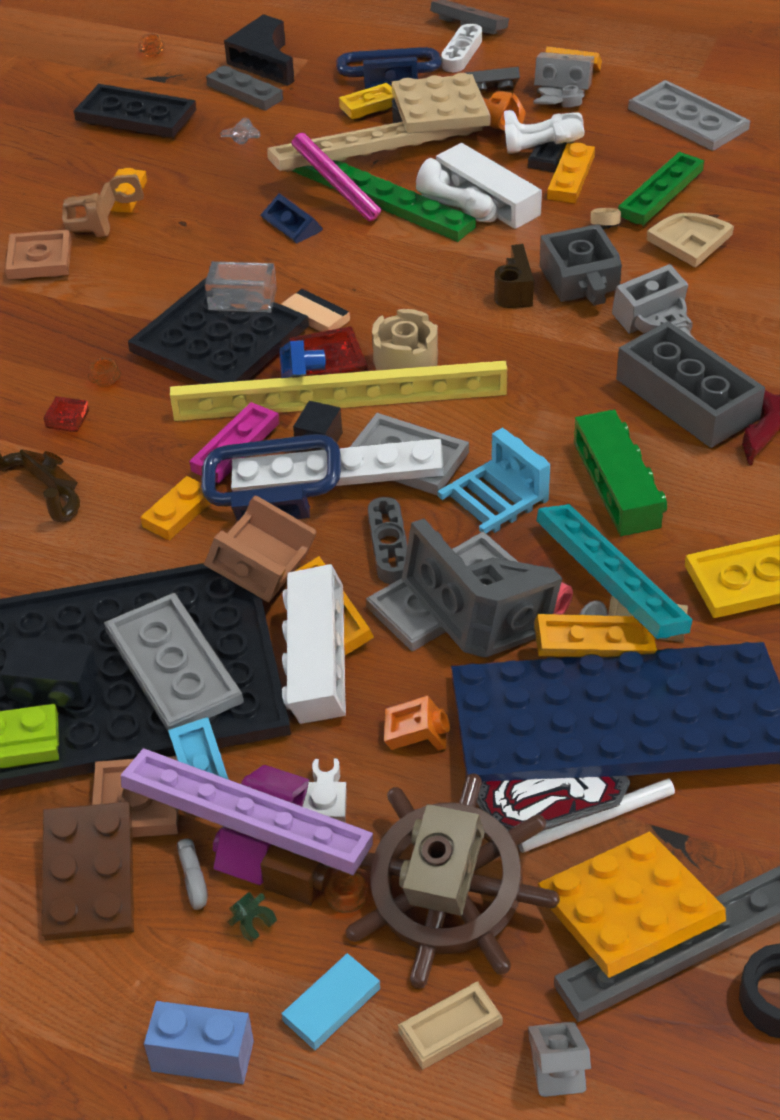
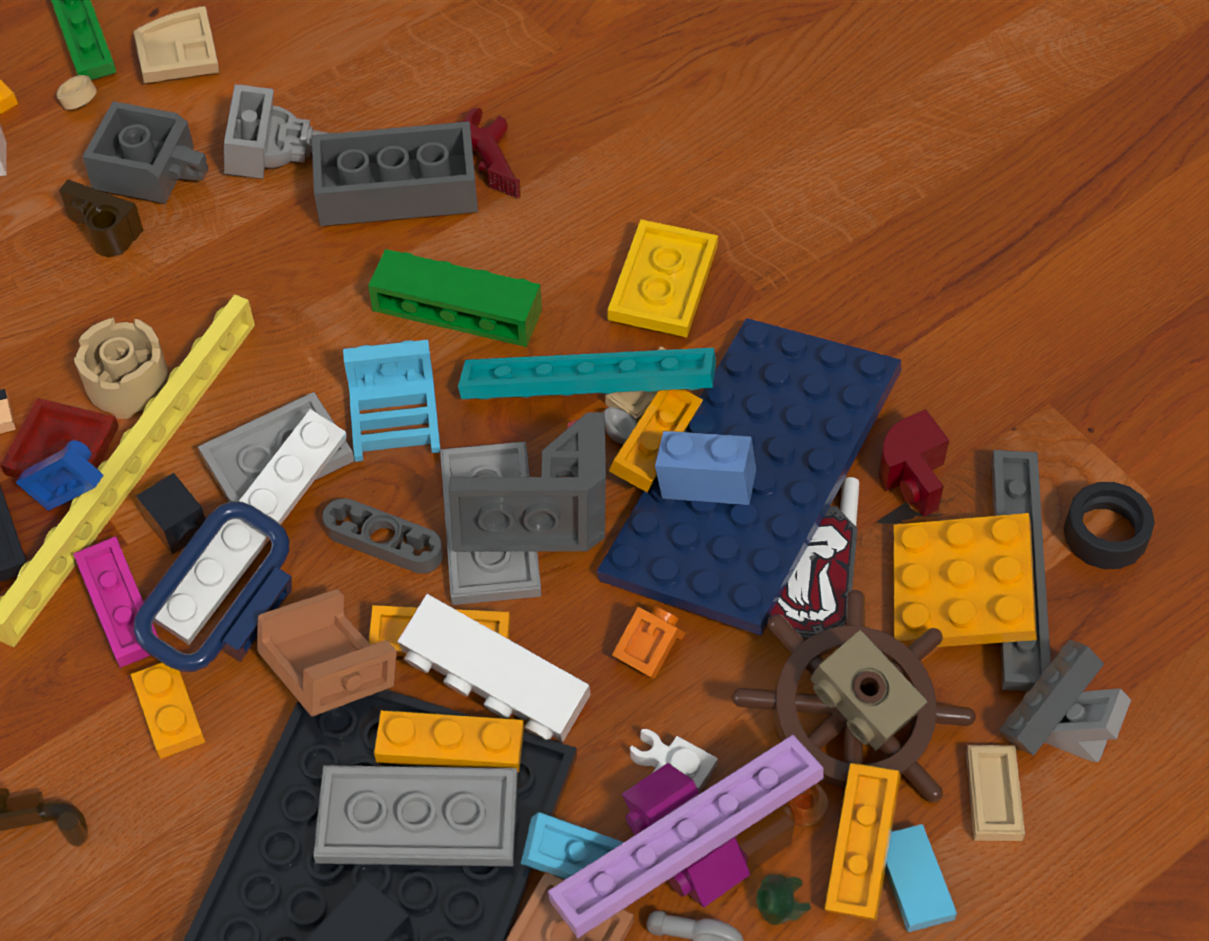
camera: 60 degrees left, 10 degrees up
(242, 650) = (448, 740): none -> light orange plate
(328, 939) = (863, 842): none -> light orange plate
(561, 1015) = (1051, 697): none -> dark grey piece
(576, 669) = (706, 467): none -> medium blue brick
(724, 806) = (909, 456): none -> dark red brick

